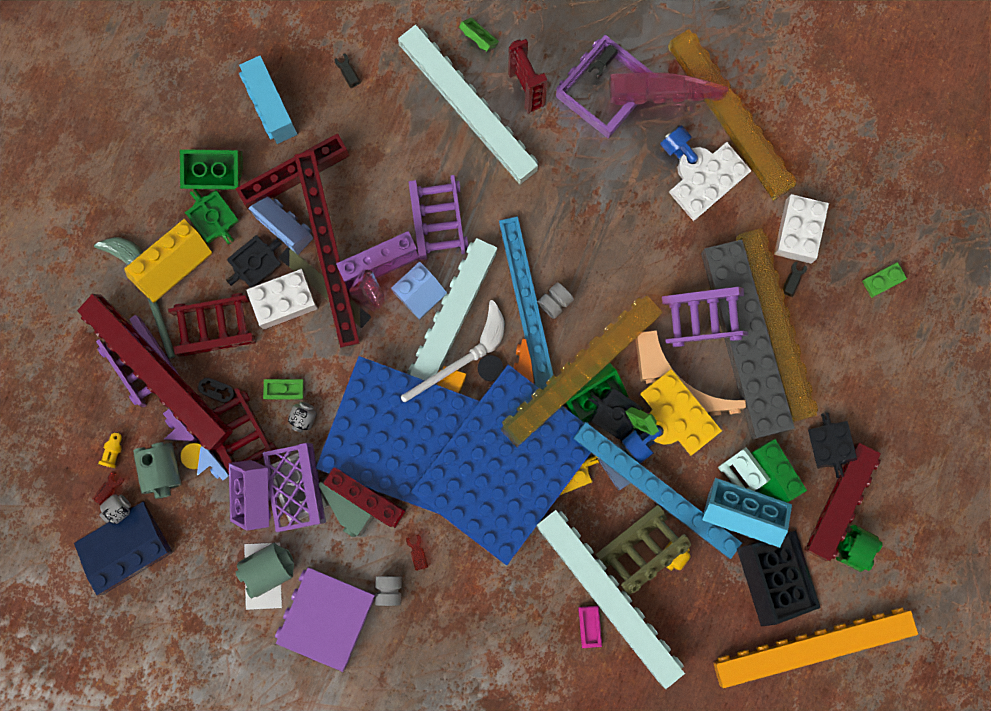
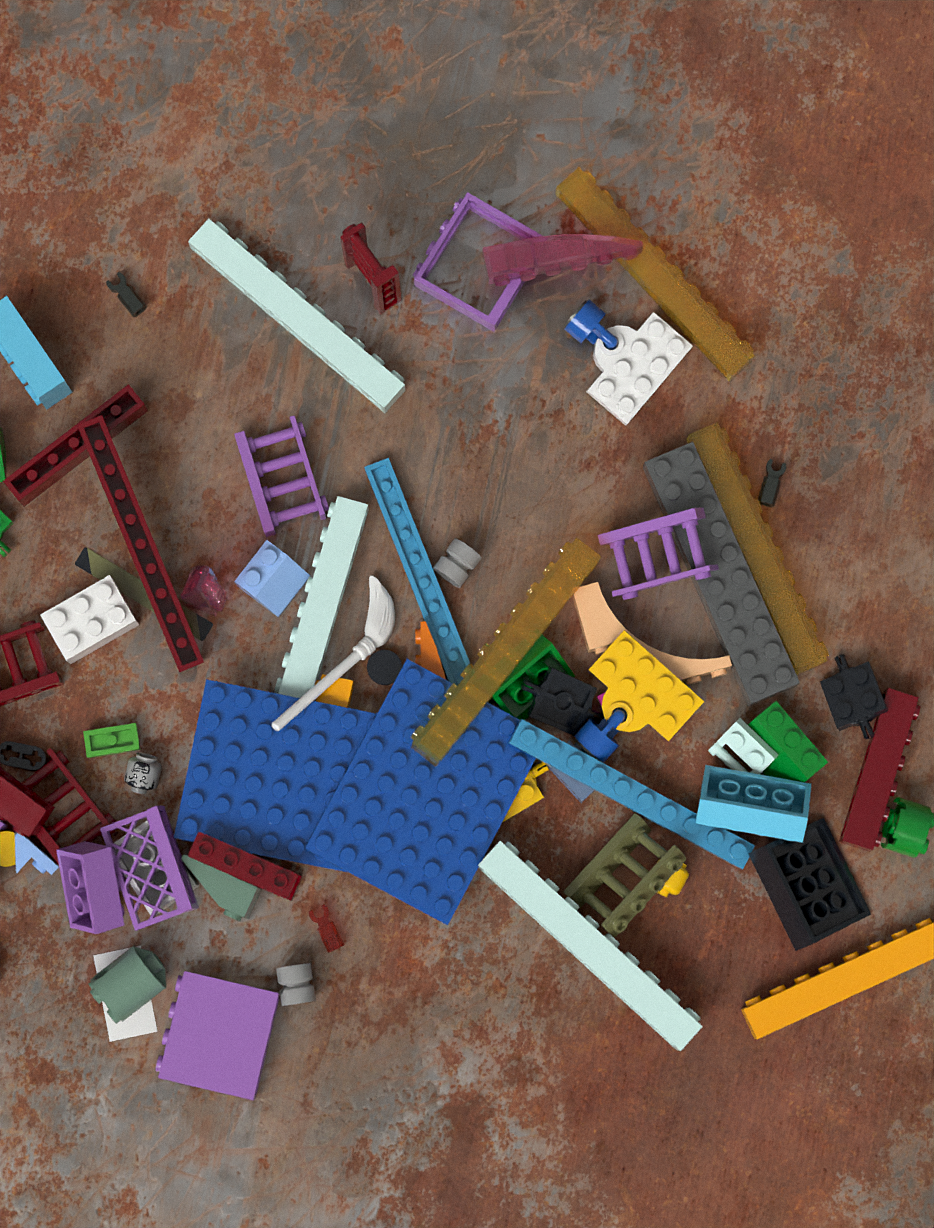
camera: 10 degrees left, 0 degrees up
(254, 262) = (43, 575): black plate -> none
(282, 224) = (73, 518): light blue slope -> none
(380, 258) = (212, 545): medium lavender fence -> none
(478, 34) = (296, 217): bright green plate -> none
(590, 626) = (571, 988): dark pink tile -> none
(603, 60) = (471, 228): pearl dark grey bar -> none
(642, 421) = (597, 705): bright green plate -> none
(801, 229) = (770, 414): white brick -> none
(884, 280) = (892, 464): bright green plate -> none

